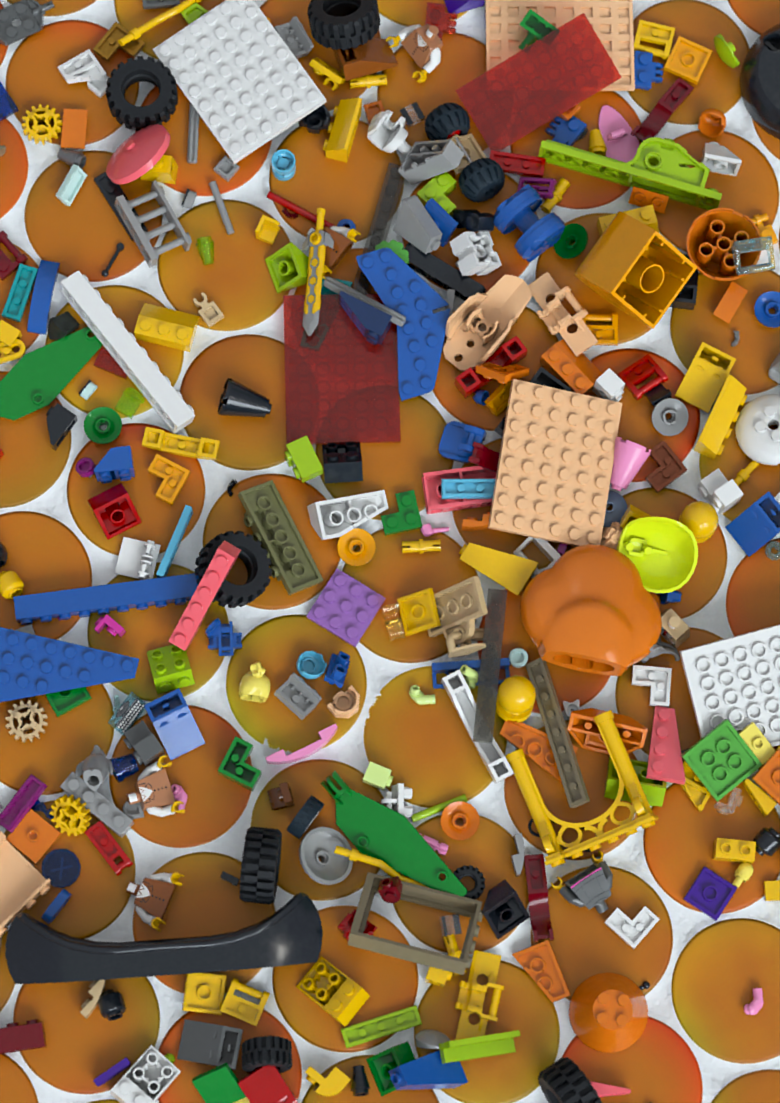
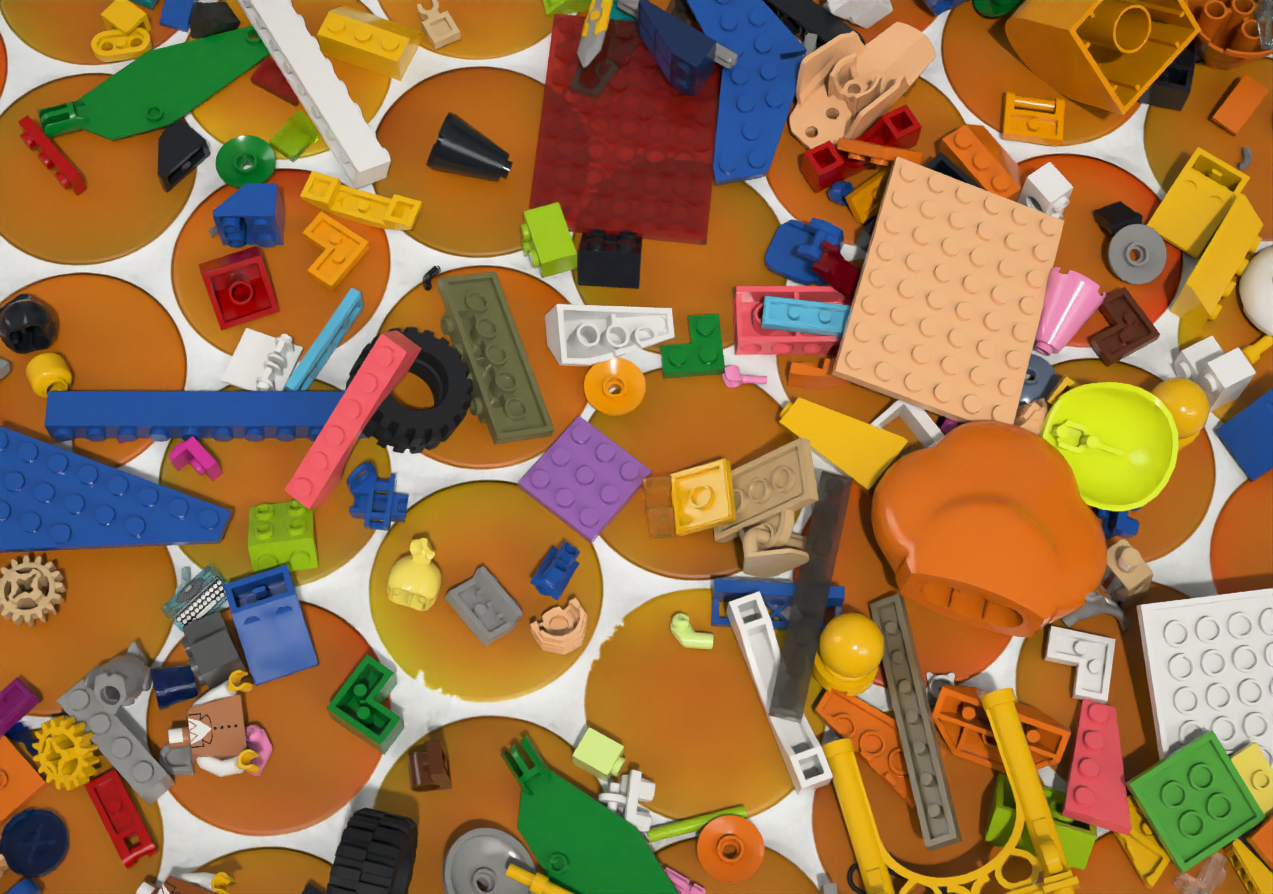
camera: 10 degrees right, 10 degrees down
(67, 700) = (105, 566): green tile -> none
(85, 467) = (203, 220): magenta tile -> none
(87, 390) = (234, 113): light aqua piece -> none
(281, 758) = (437, 702): bright pink slope -> none
(305, 817) = (464, 806): black wheel -> none
(311, 665) = (513, 559): medium azure hair -> none
(421, 546) = (719, 399): yellow pin -> none
(471, 676) = (778, 607): yellowish green arm -> none
(518, 657) = (859, 592): light aqua tile -> none
(558, 318) = (972, 94): light nougat piece -> none
(639, 372) = (1097, 184): red plate -> none

